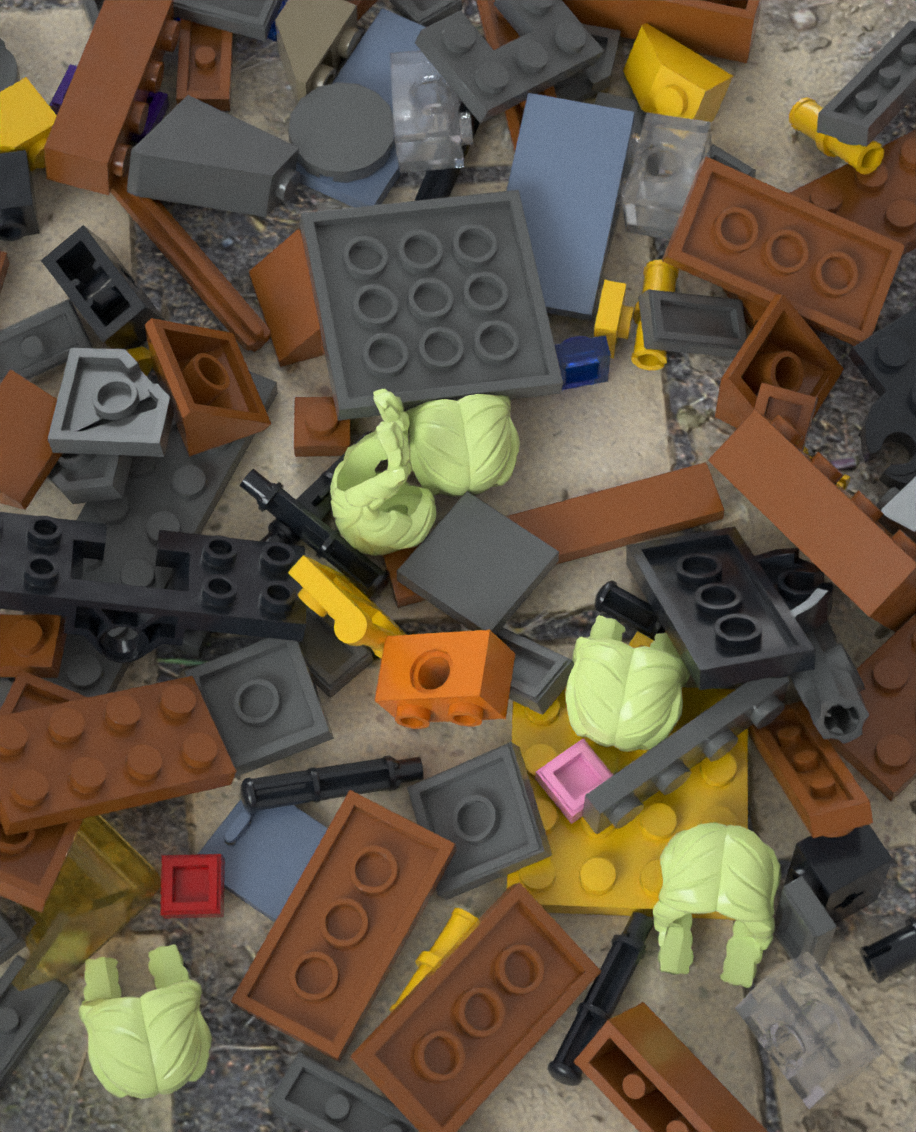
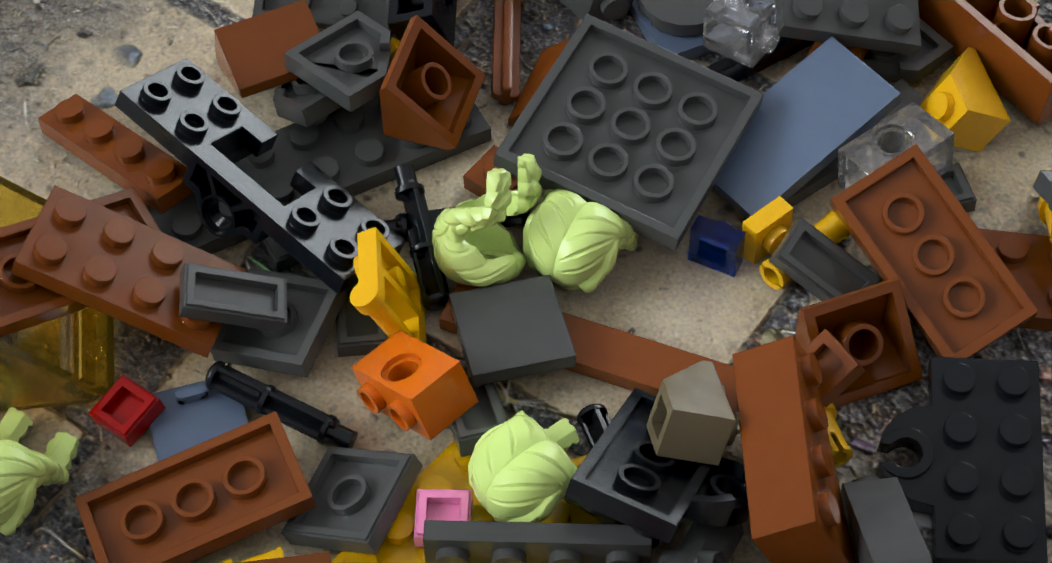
camera: 40 degrees right, 10 degrees down
(218, 712) = (233, 297): none -> dark grey tile
(720, 539) = (692, 416): none -> dark tan slope

